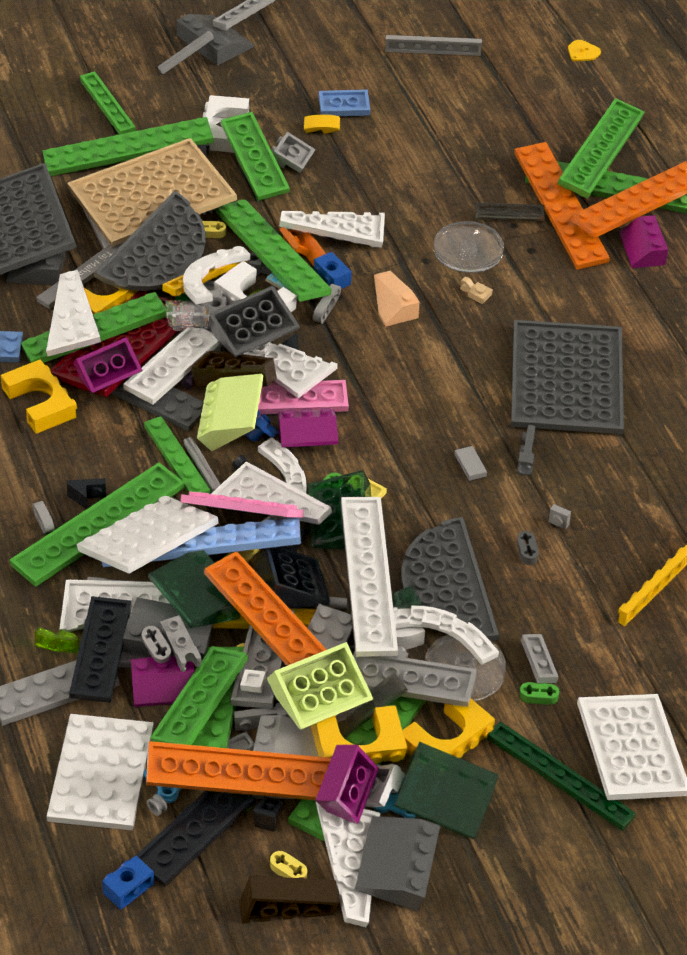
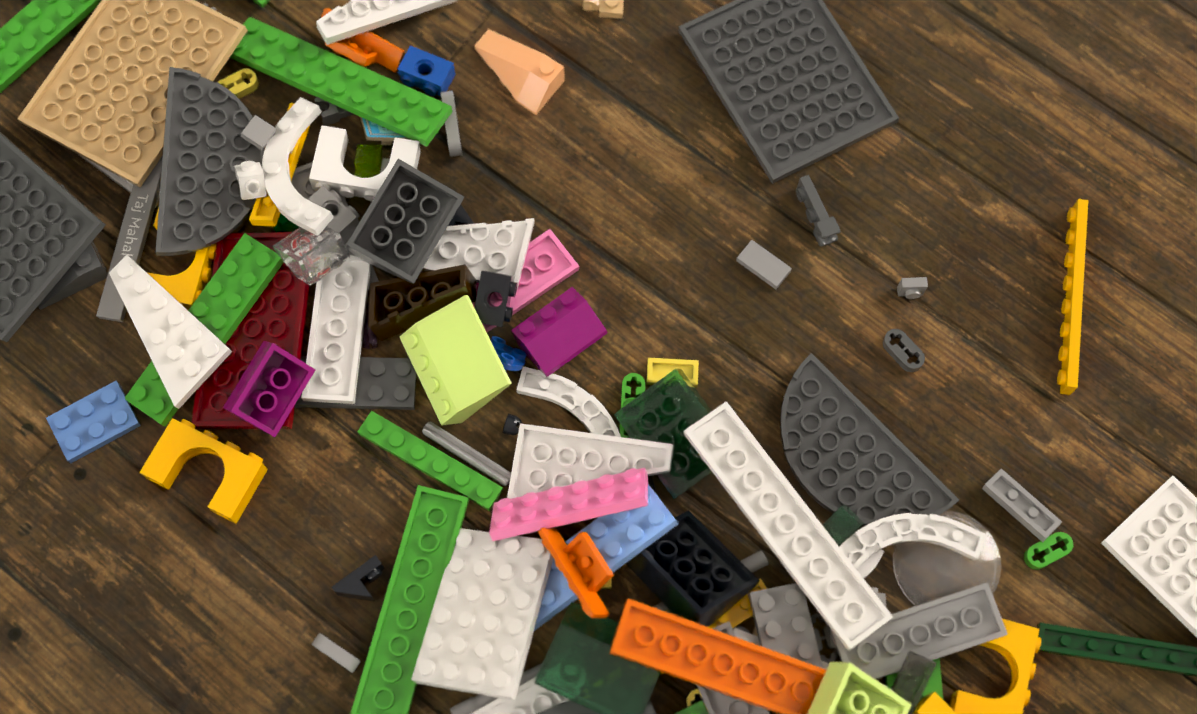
camera: 30 degrees left, 25 degrees up
(178, 265) = (250, 180): none -> white bracket
(202, 247) = (258, 132): none -> light grey tile
(221, 530) = (582, 568): none -> orange bracket
(279, 380) = (490, 283): none -> black brick

